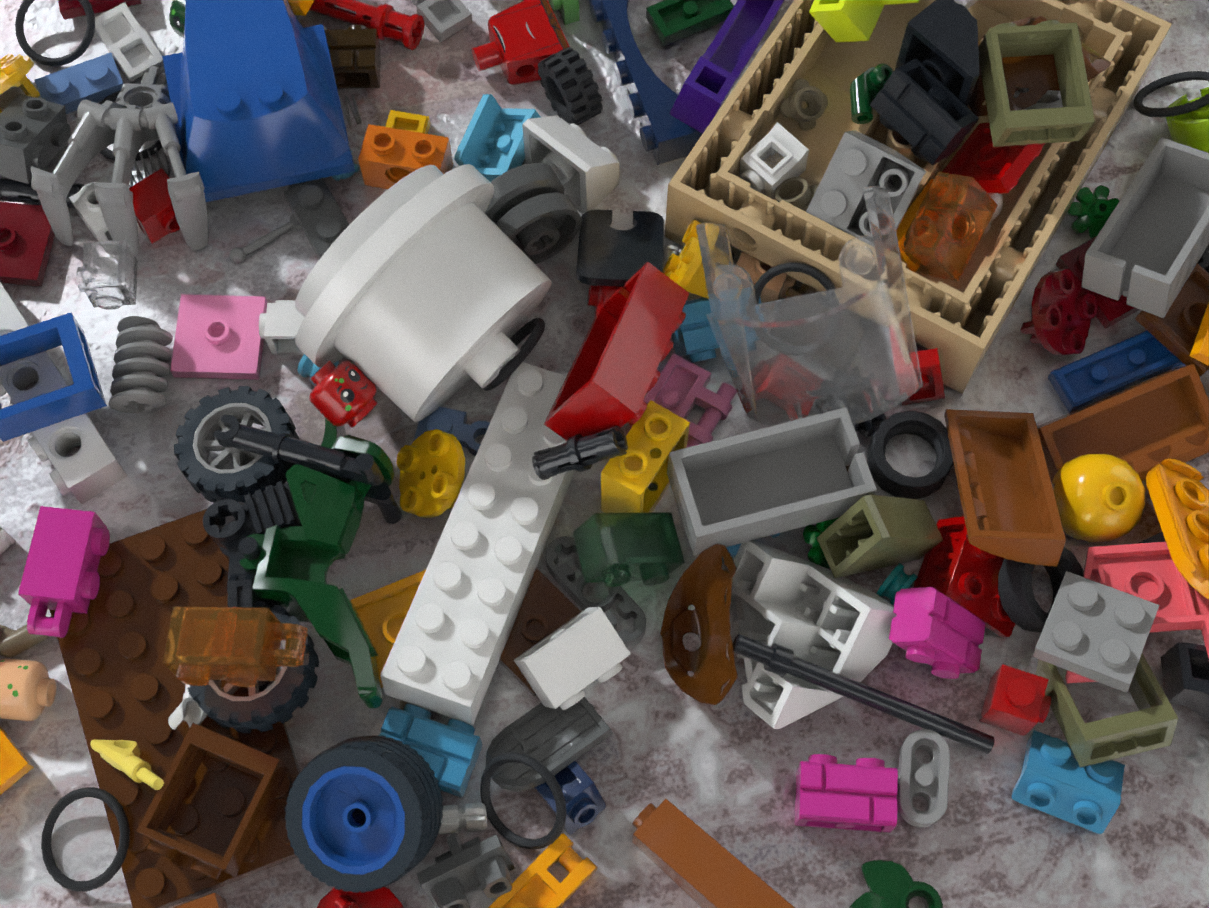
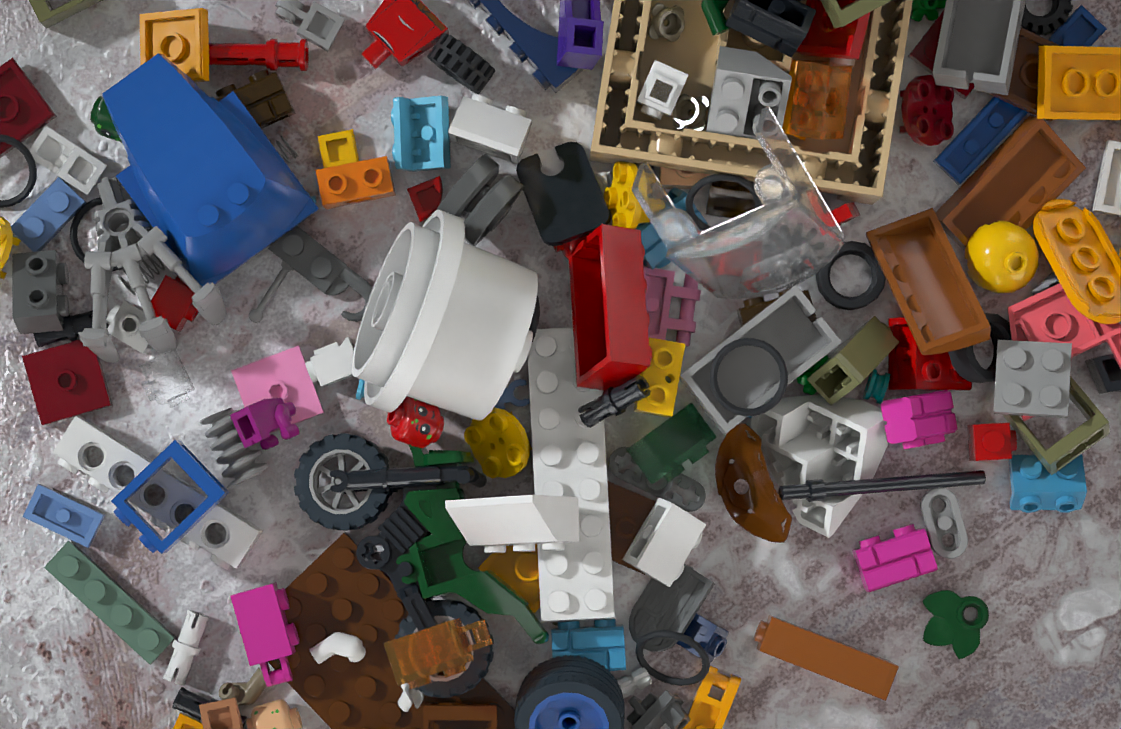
camera: 25 degrees left, 20 degrees up
(138, 621) = (339, 644): none -> white arm
(183, 342) = (263, 417): none -> magenta piece
(404, 538) = (517, 521): none -> white slope
(744, 524) = (748, 411): none -> black tyre

